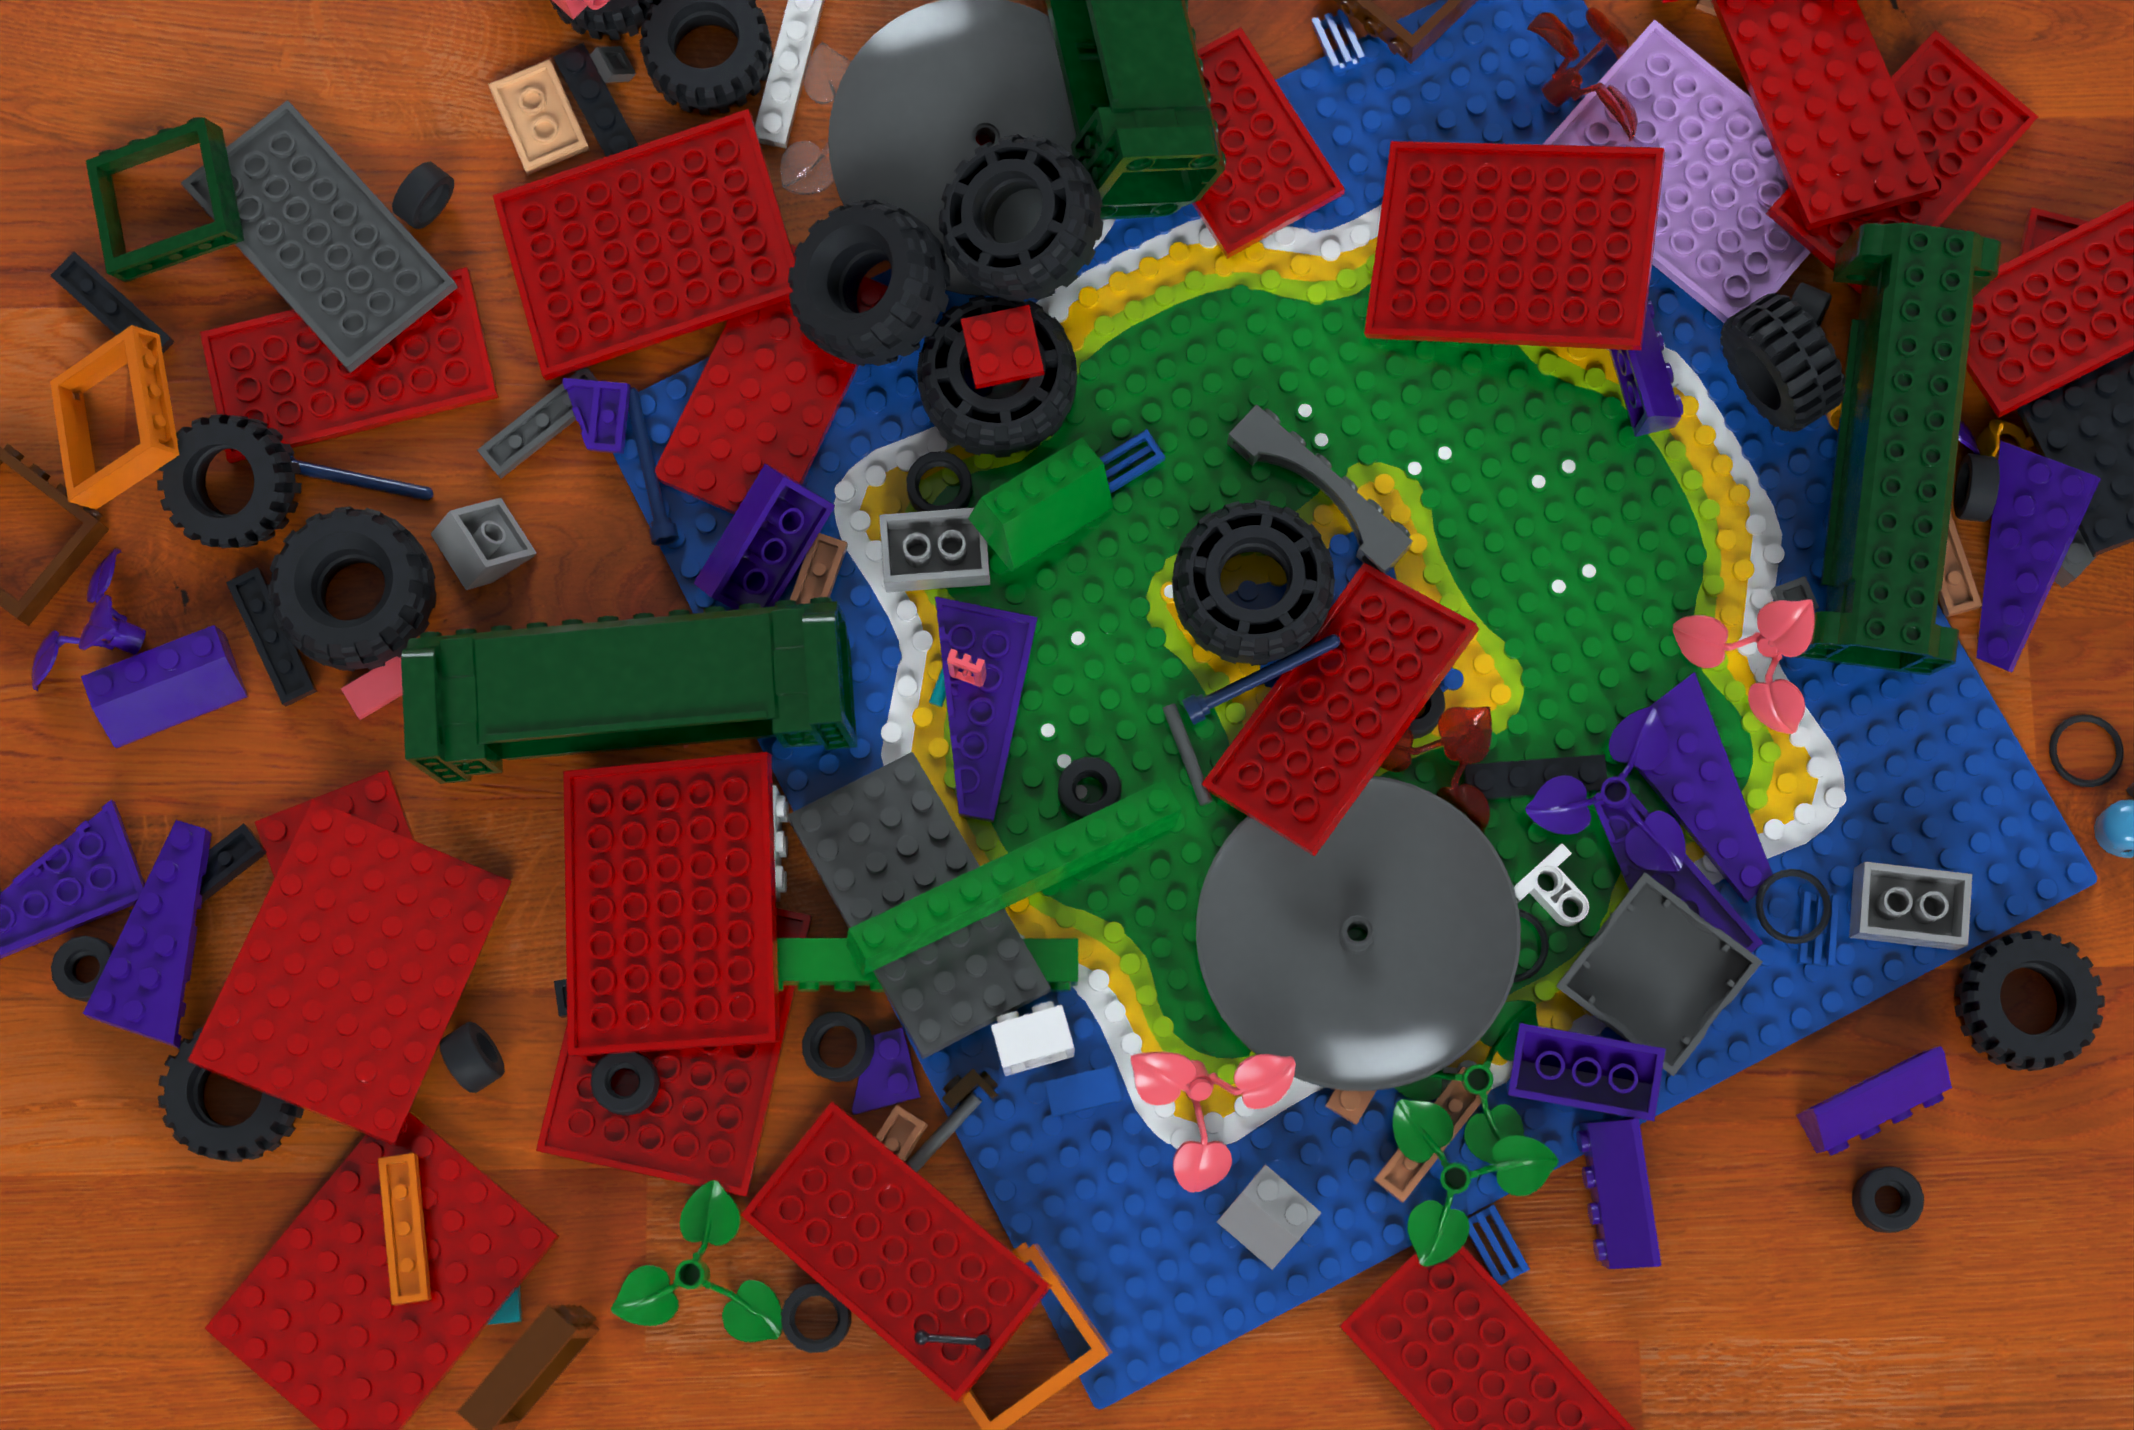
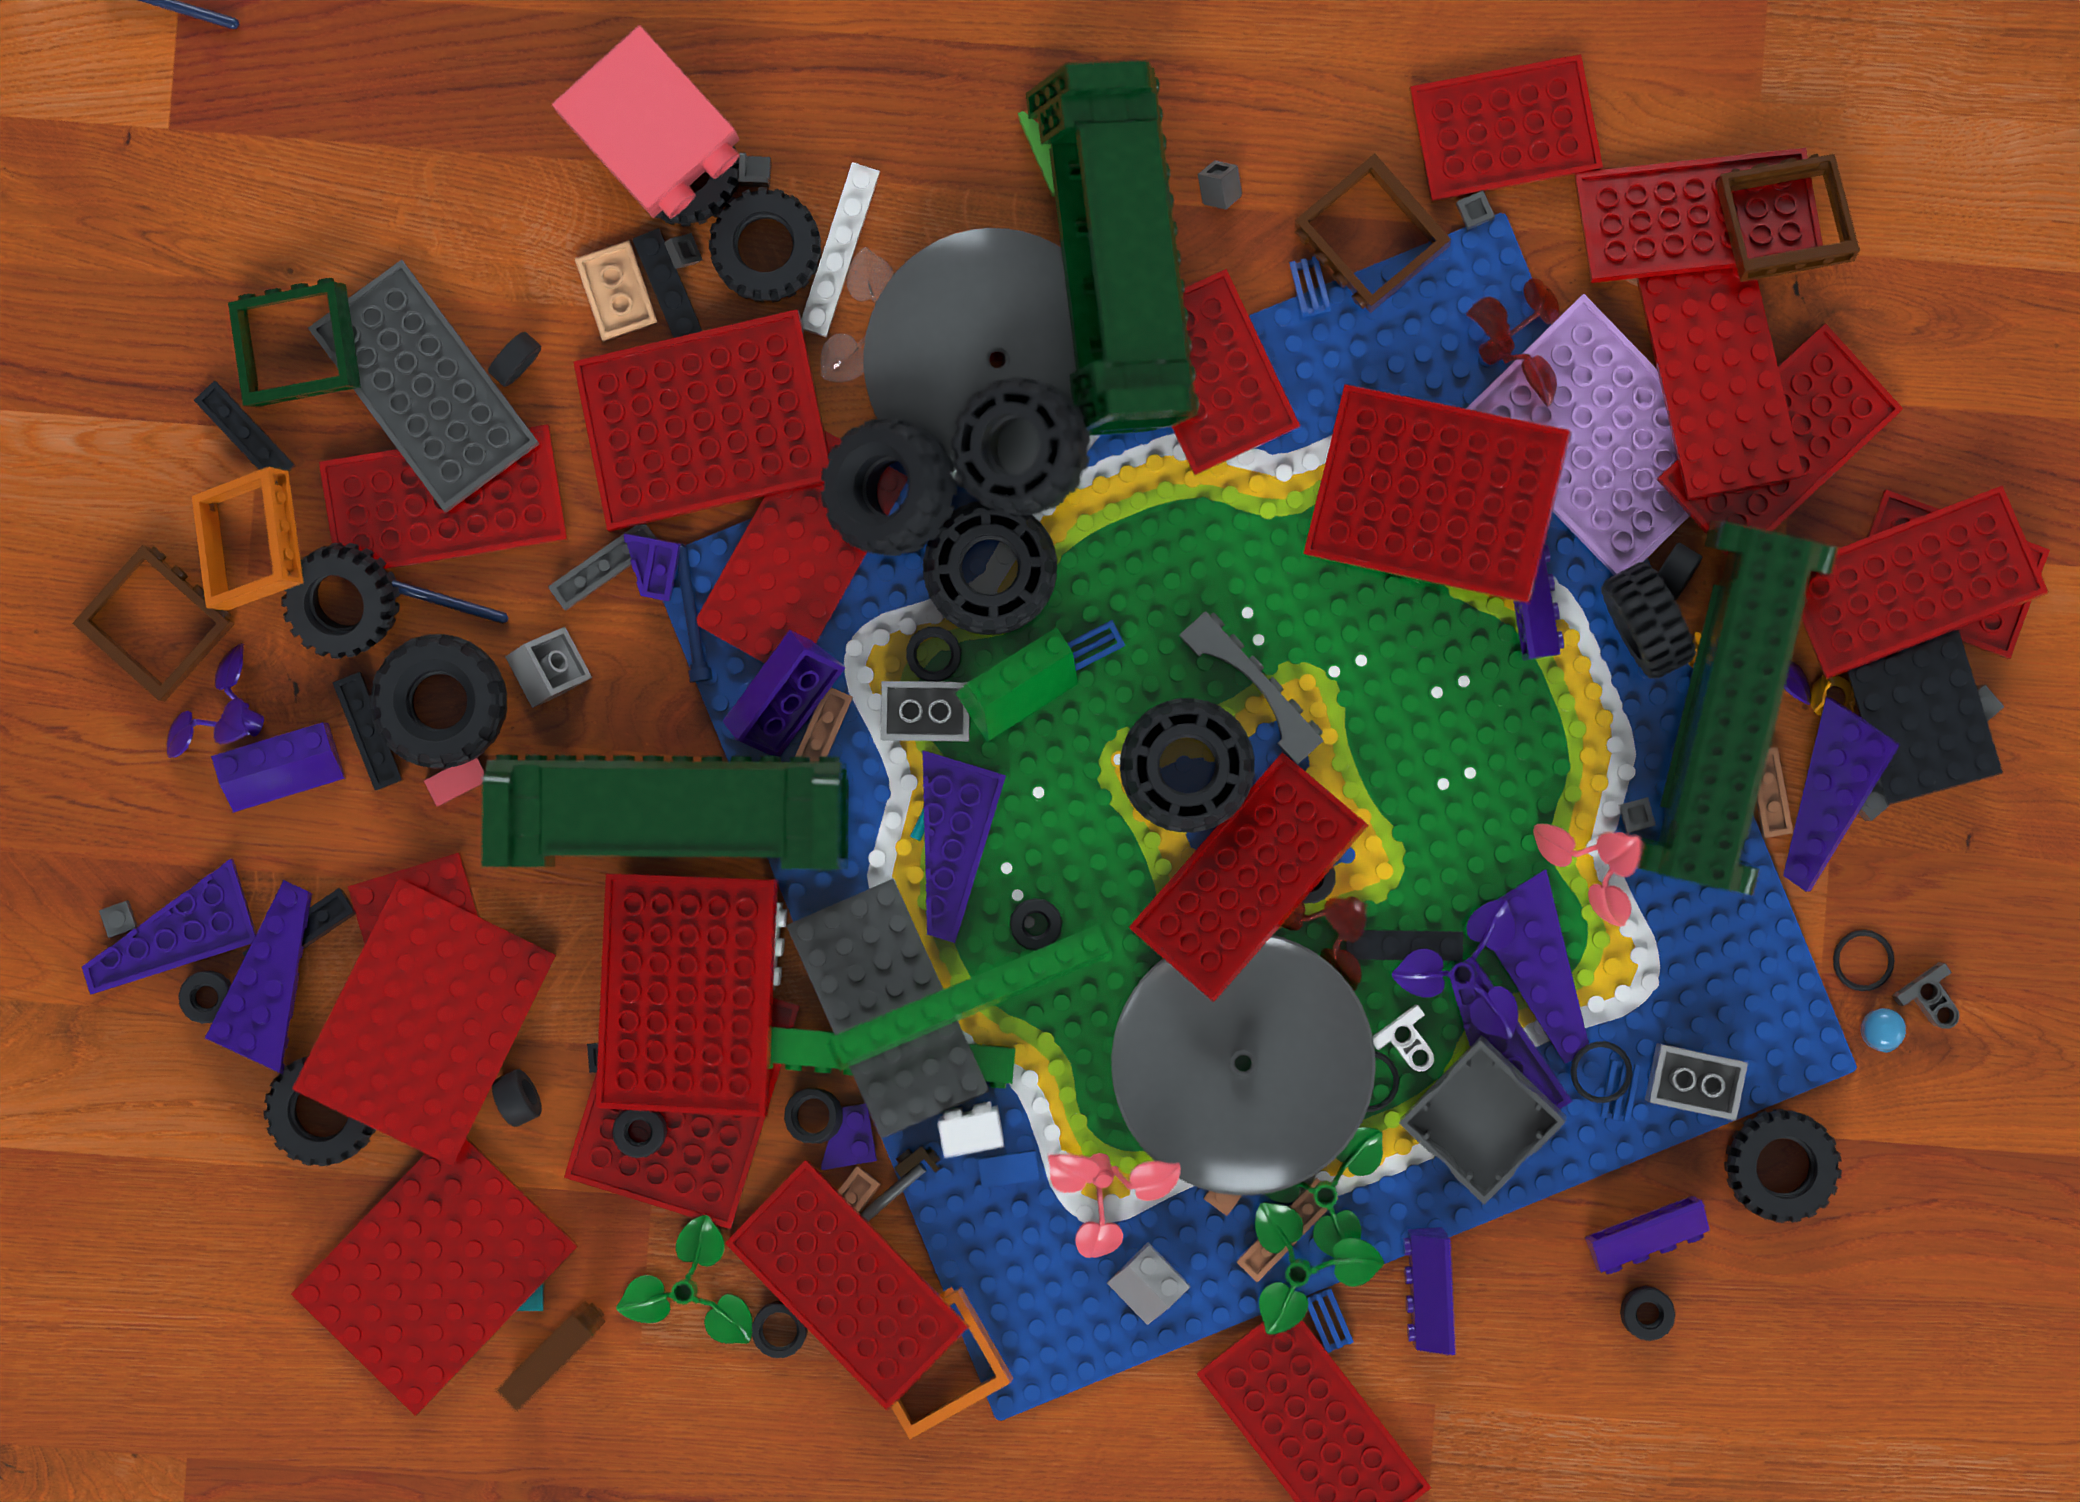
camera: 10 degrees right, 10 degrees up
(404, 1229) = (456, 1232): orange plate -> none
(978, 670) = (943, 820): coral tile -> none
(982, 1341) = (910, 1366): black hinge -> none
(1002, 347) = (995, 552): red plate -> none
(1187, 753) = (1119, 899): dark grey bar -> none
(1200, 706) = (1133, 861): dark blue piece -> none
(1587, 1072) = (1414, 1196): dark purple slope -> none
(1976, 487) = (1801, 734): black tyre -> none

